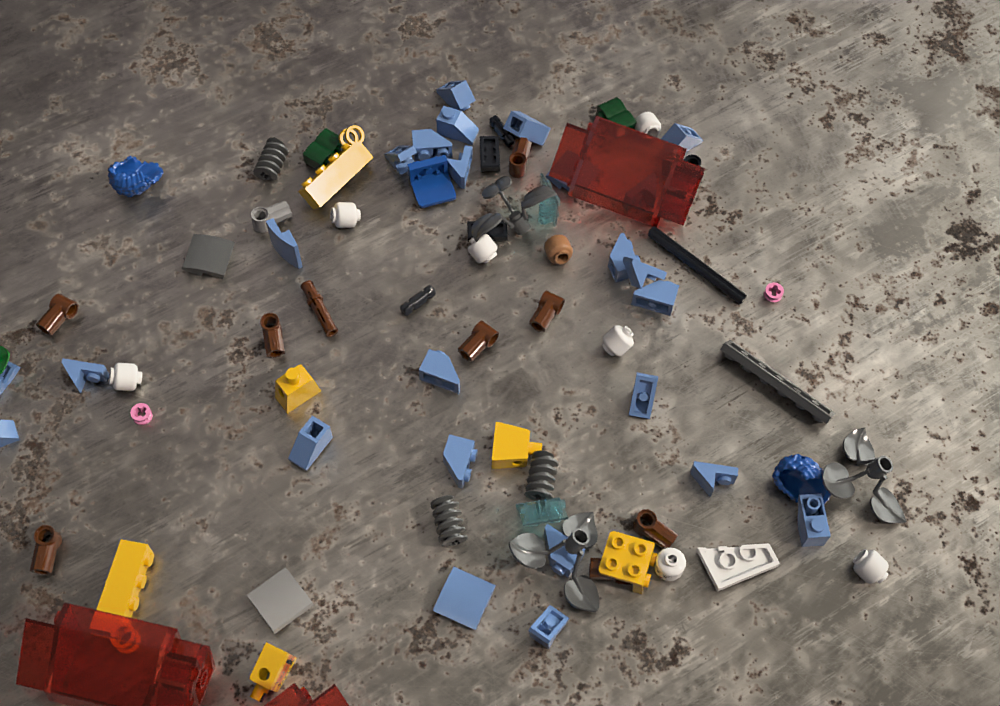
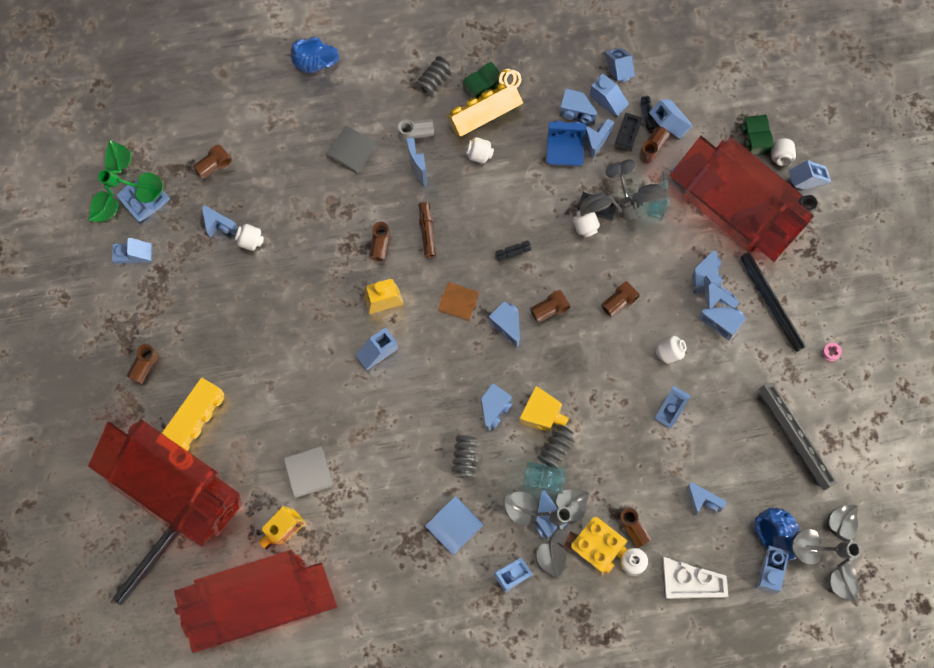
camera: 25 degrees right, 10 degrees up
(141, 407) = (254, 268): bright pink bush -> none
(379, 368) = (458, 301): none -> clear orange piece
(400, 157) = (548, 110): medium blue slope -> none
(558, 249) = (653, 245): medium nougat head -> none
(870, 566) = (806, 628): white head -> none

